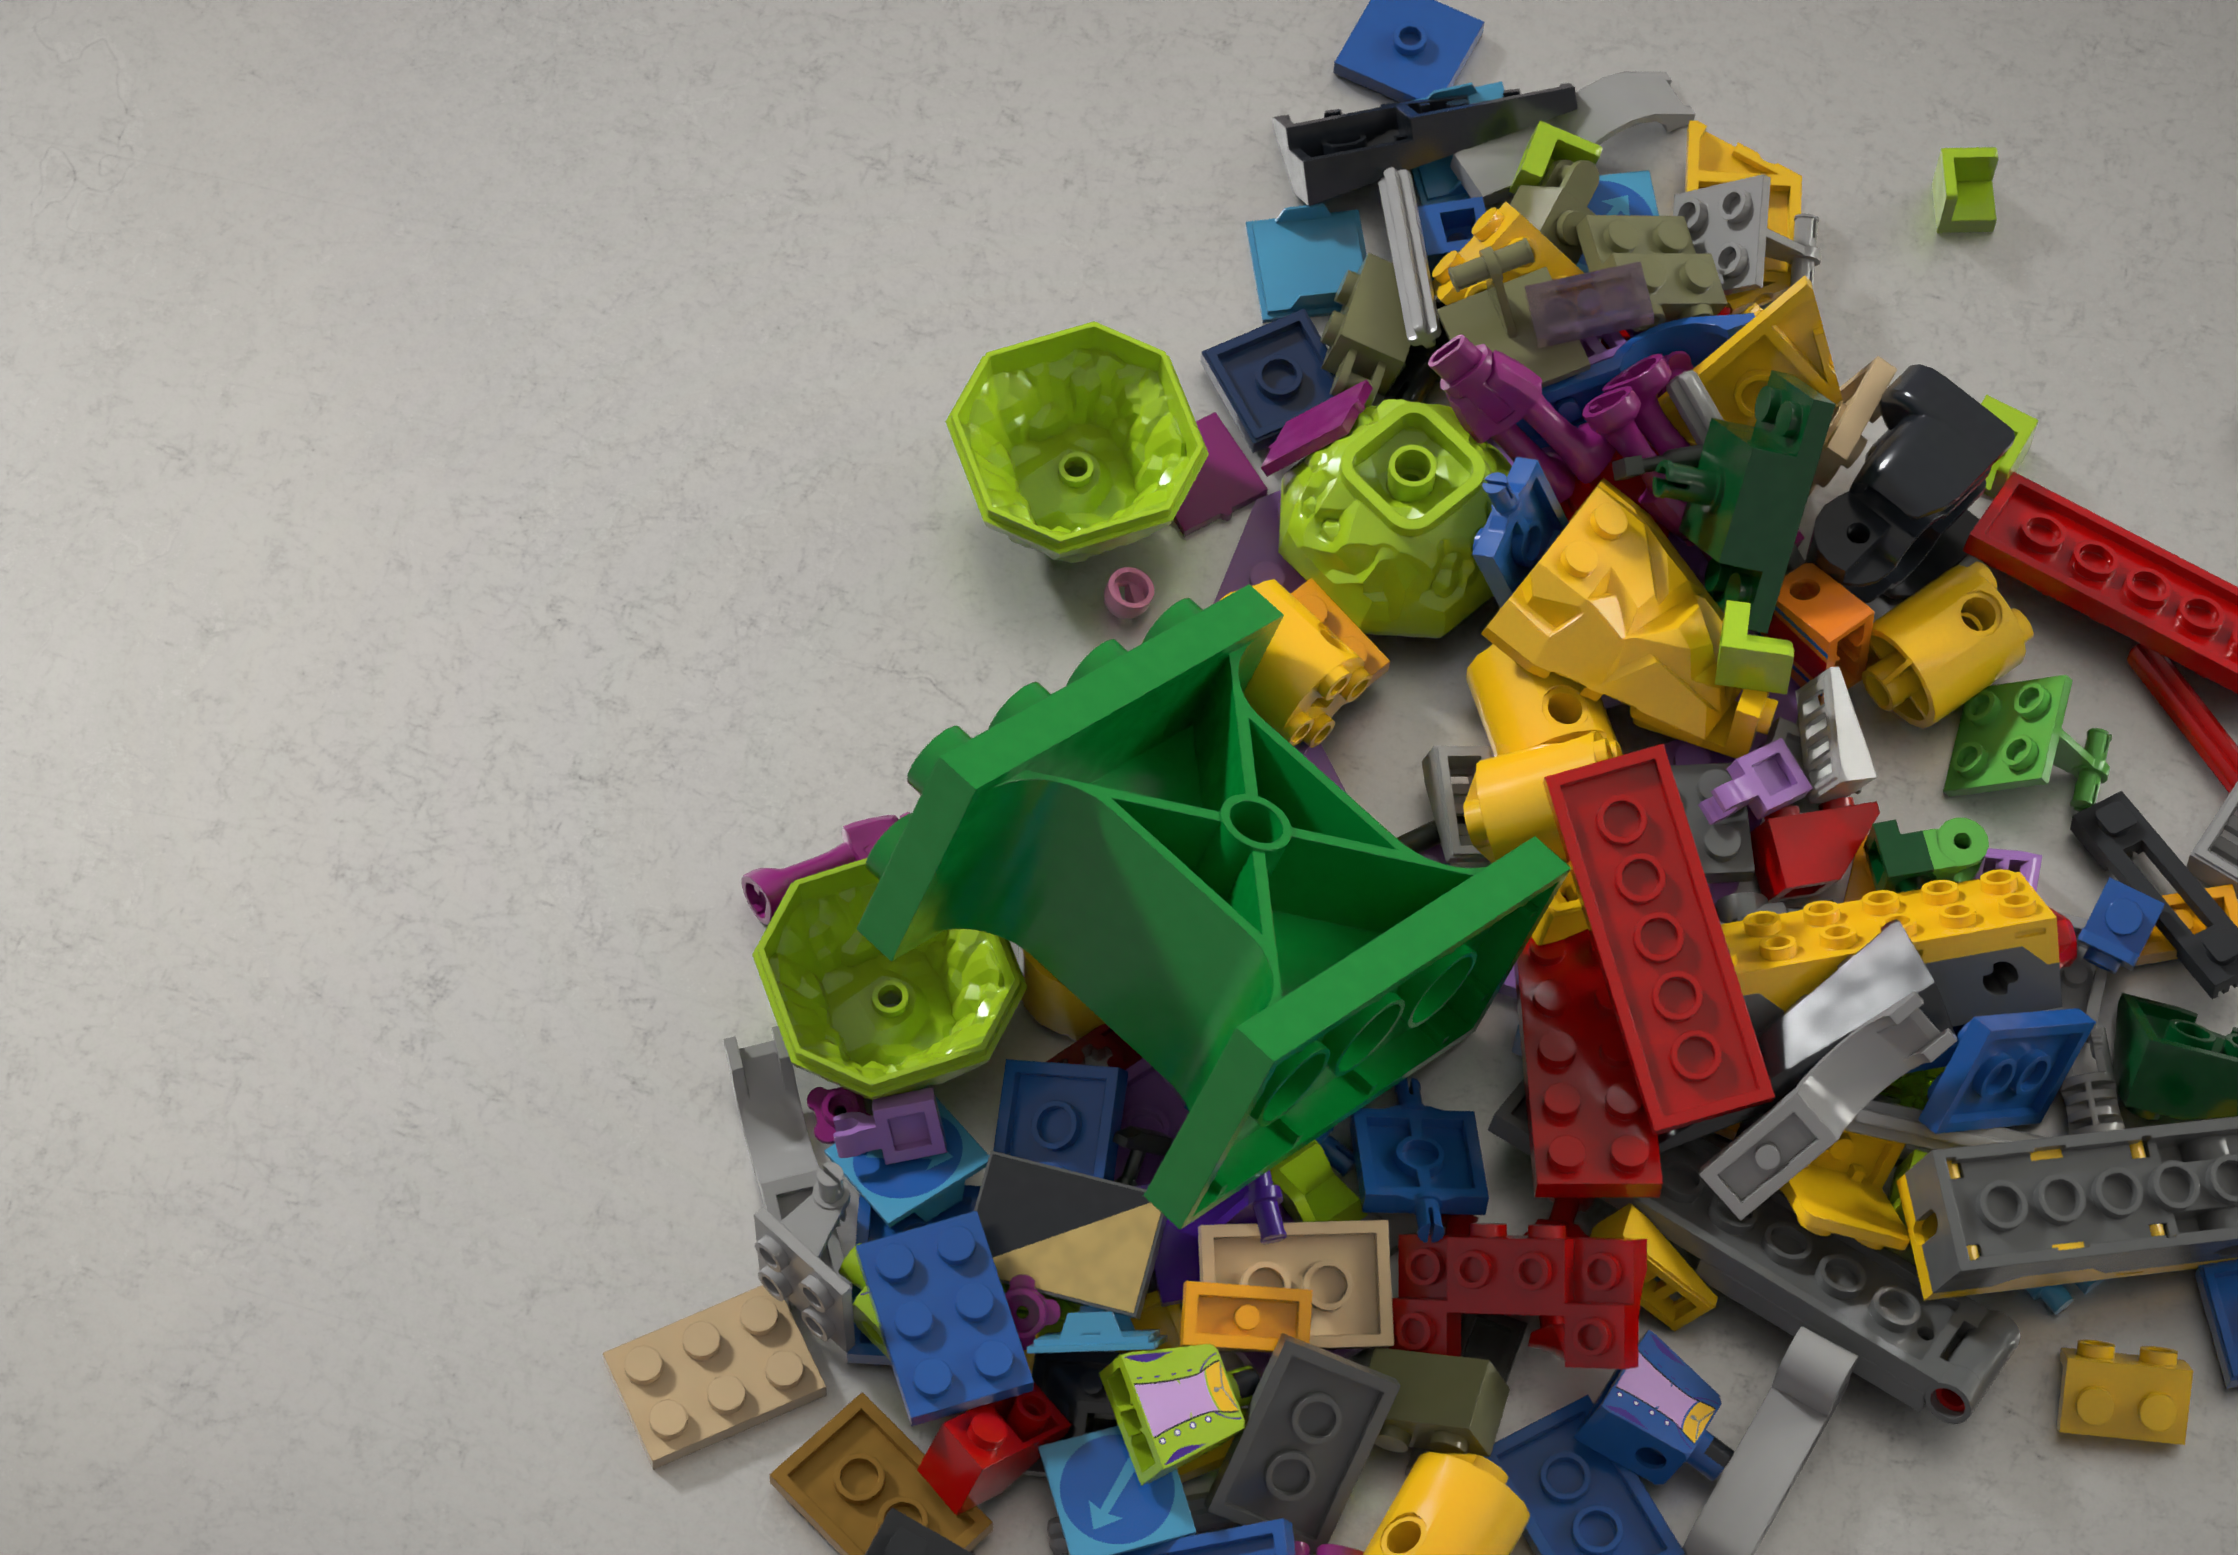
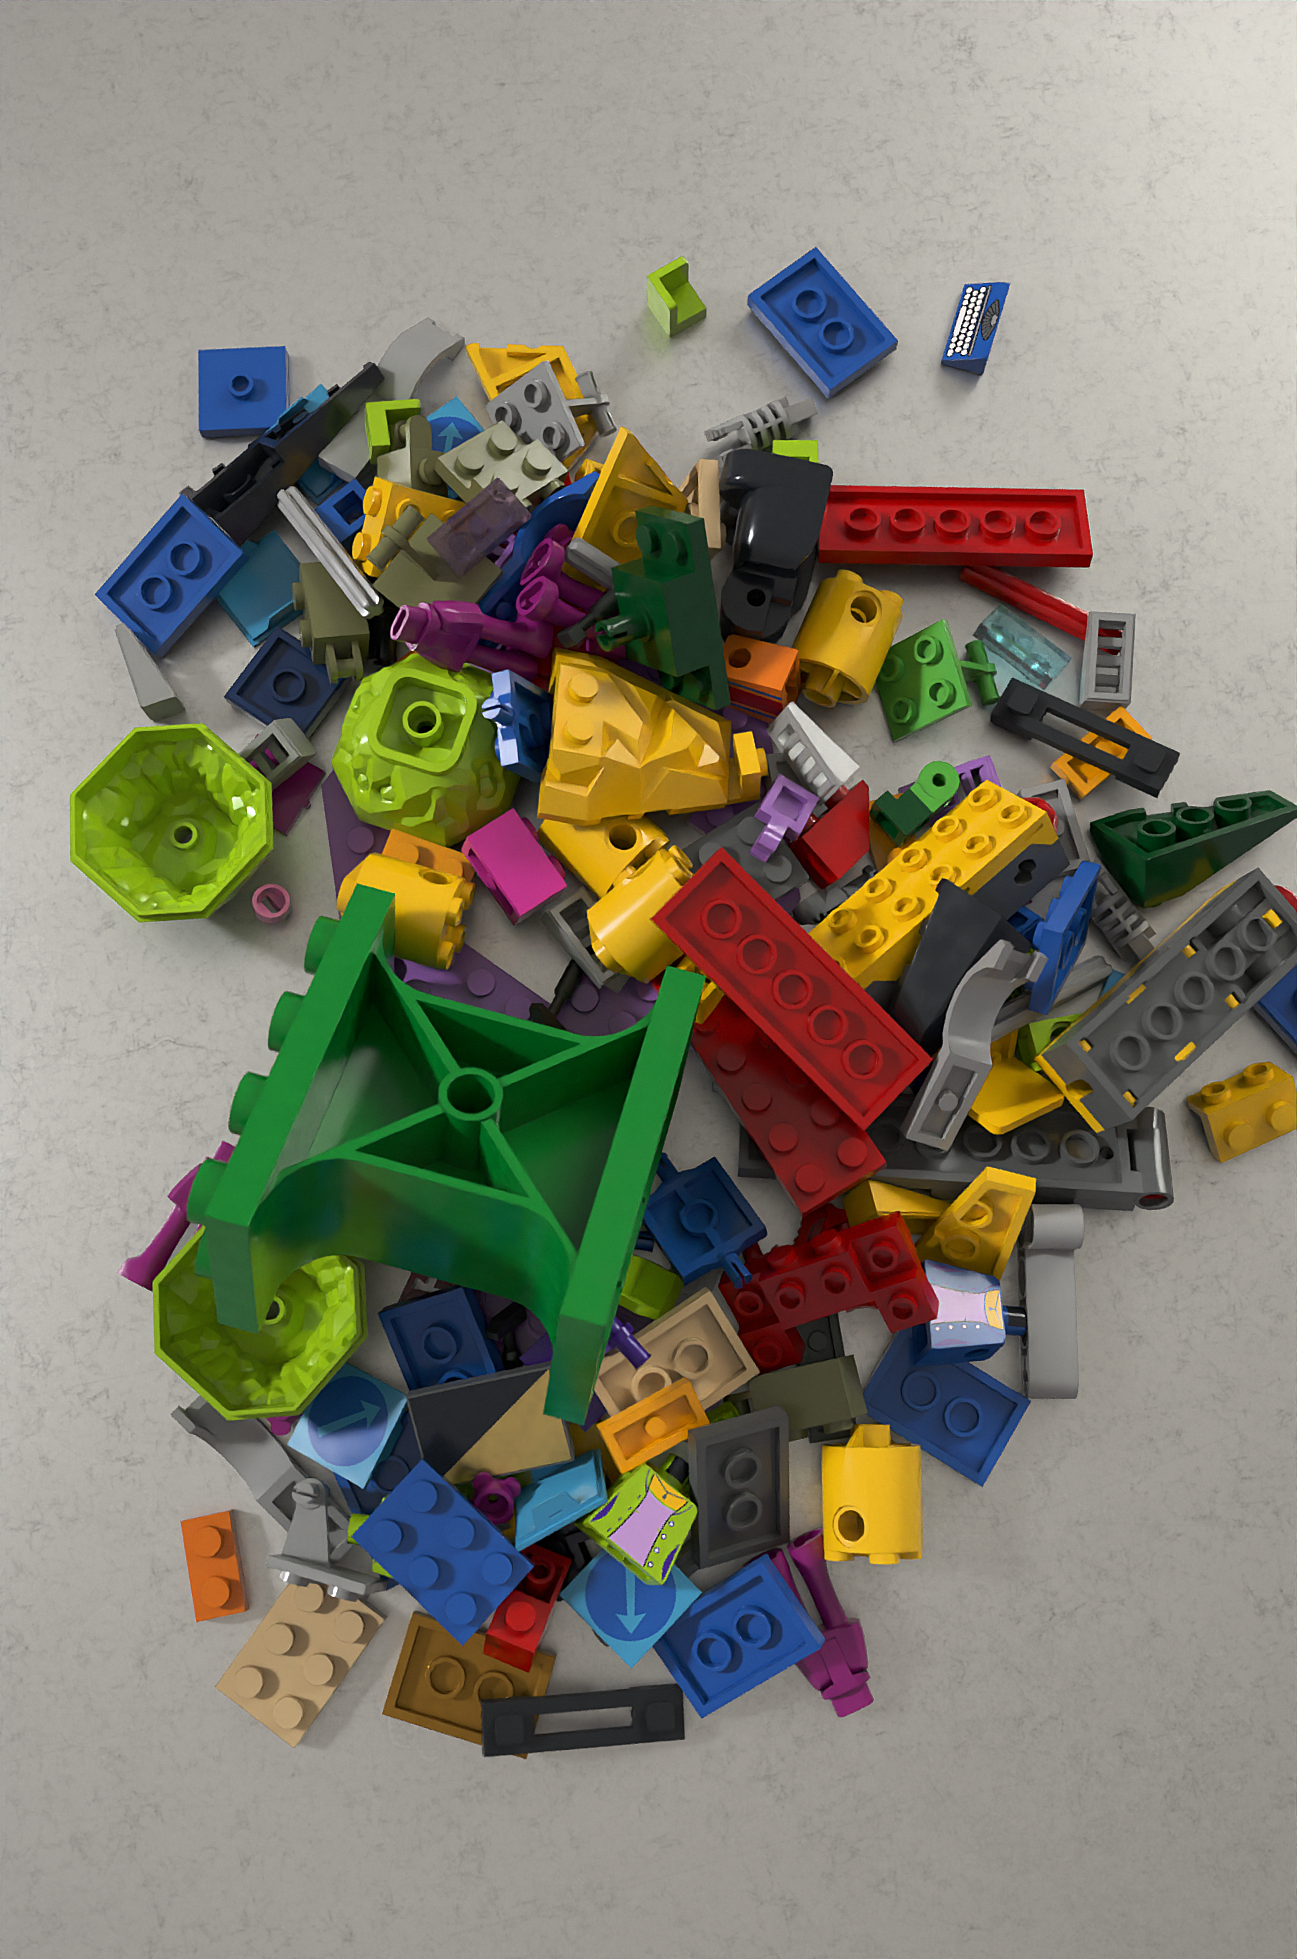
camera: 25 degrees left, 15 degrees up
(671, 1236) = (214, 1565): none -> orange plate
(901, 1125) = (330, 1413): medium lavender plate -> none
(1128, 295) = (151, 687): none -> light grey slope
(1217, 197) = (172, 575): none -> blue plate
(1233, 456) = (286, 744): none -> light grey slope
(1317, 427) = (336, 717): magenta piece -> none
(1425, 683) = (515, 866): none -> dark pink brick
(1737, 1323) = (981, 1223): none -> yellow wing
(1751, 659) = (733, 729): lime panel -> none
(2000, 377) = (762, 426): none -> light grey hinge
(2119, 927) = (1072, 782): blue bracket -> none
(2124, 302) = (822, 322): none -> blue plate
(2153, 764) = (1022, 646): none -> clear light blue plate

